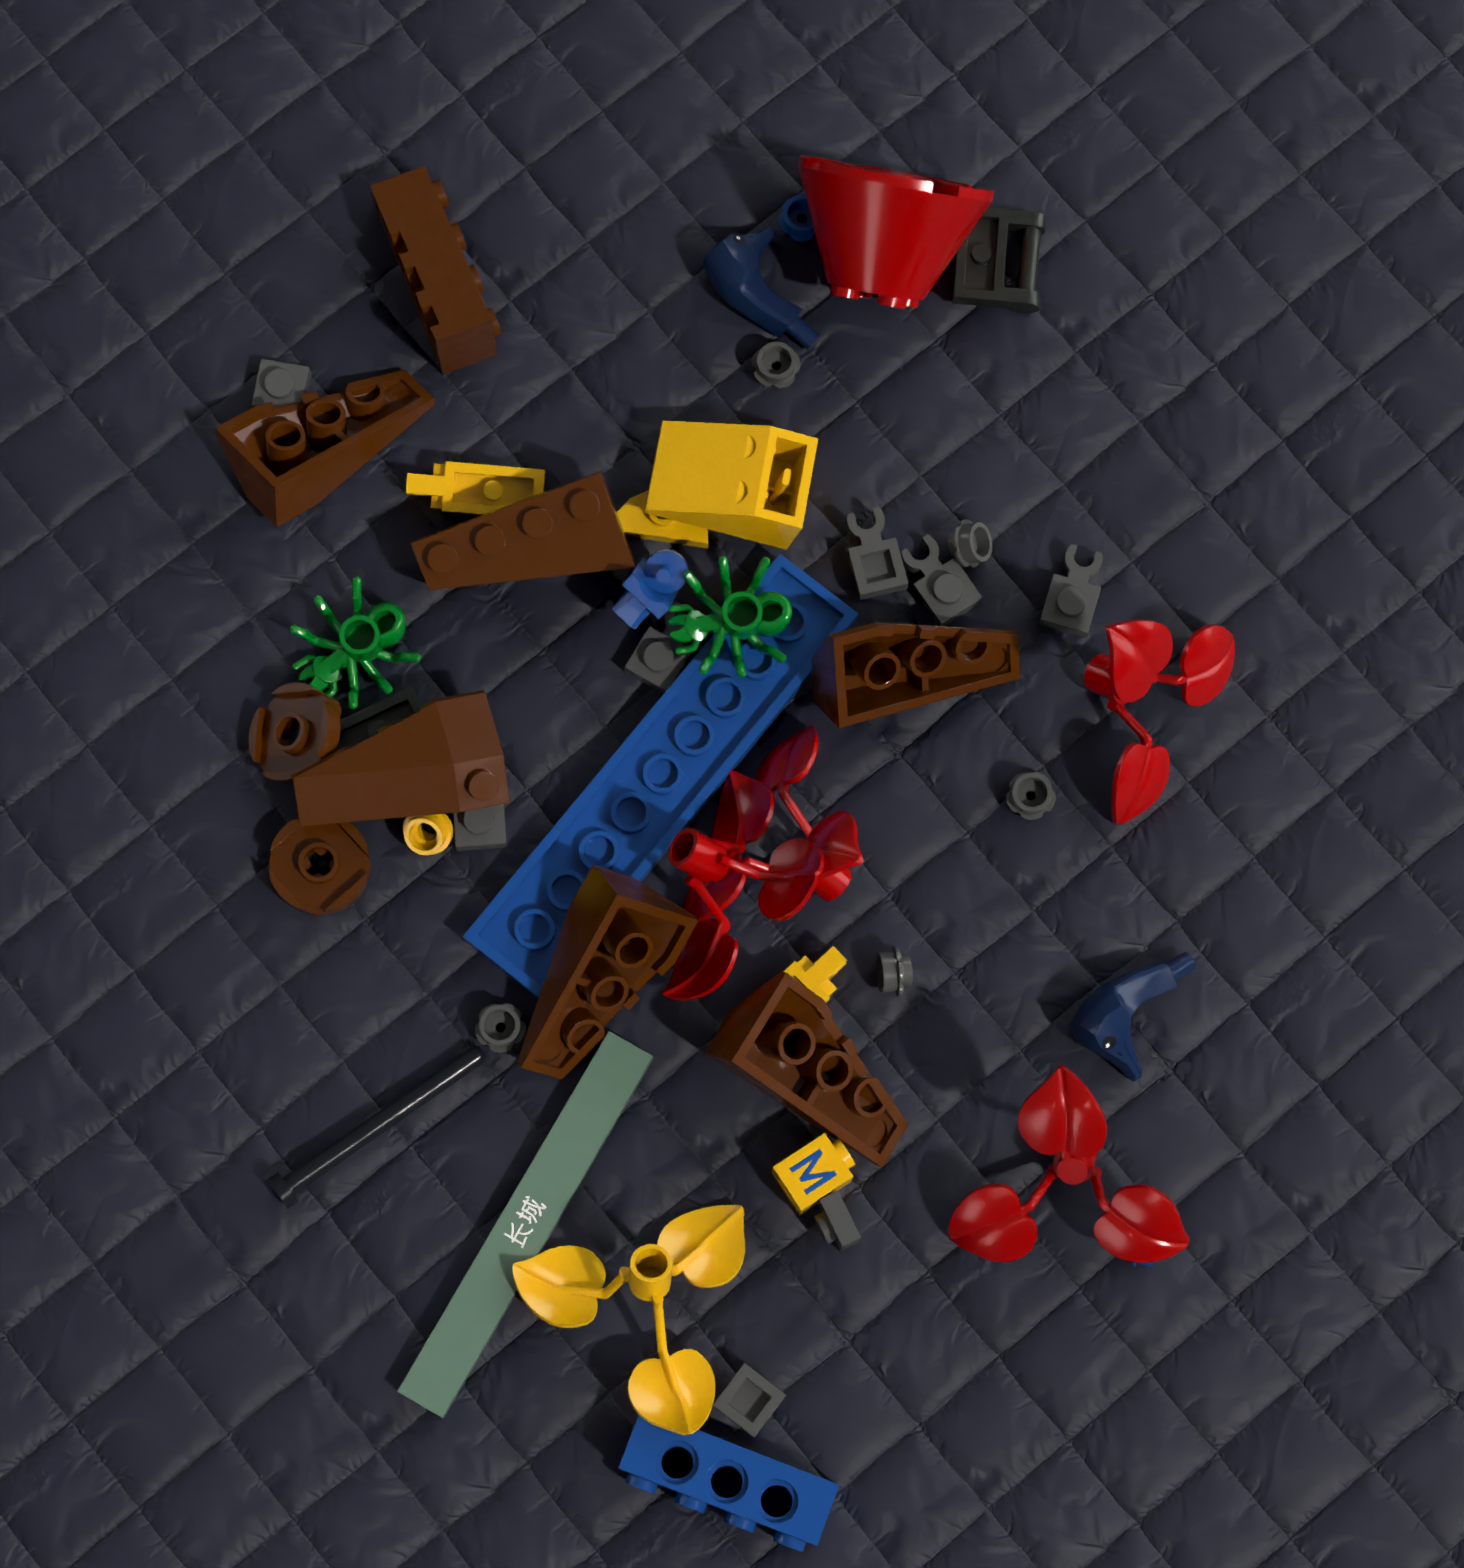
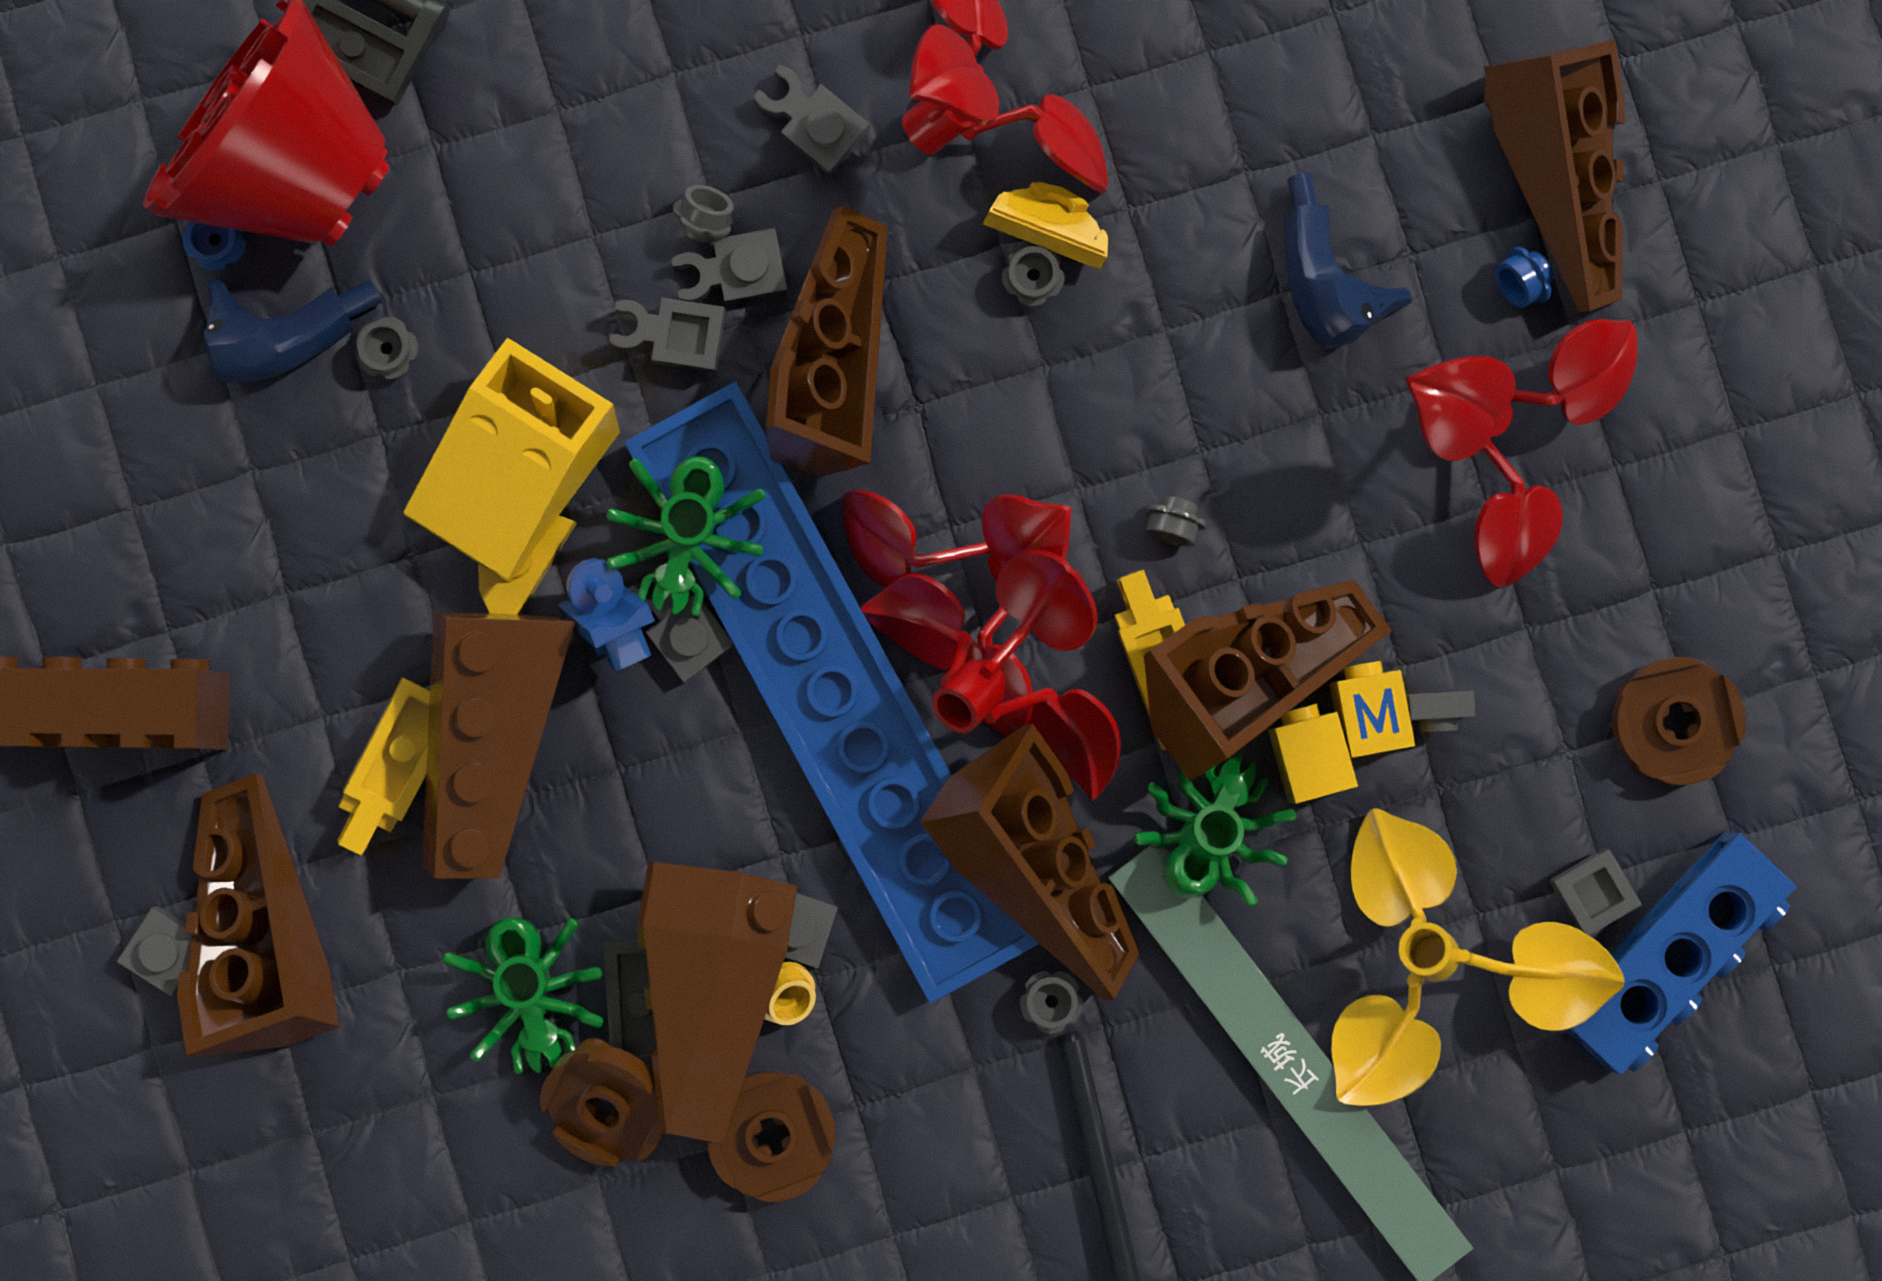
camera: 65 degrees left, 10 degrees up
(675, 1088) = (1213, 832): none -> green animal
(763, 1141) = (1311, 754): none -> yellow brick
(935, 1417) = (1707, 743): none -> reddish brown plate
(1076, 789) = (1052, 220): none -> yellow plate
(1189, 1156) = (1524, 277): none -> blue plate
(1301, 1142) = (1557, 133): none -> reddish brown wedge

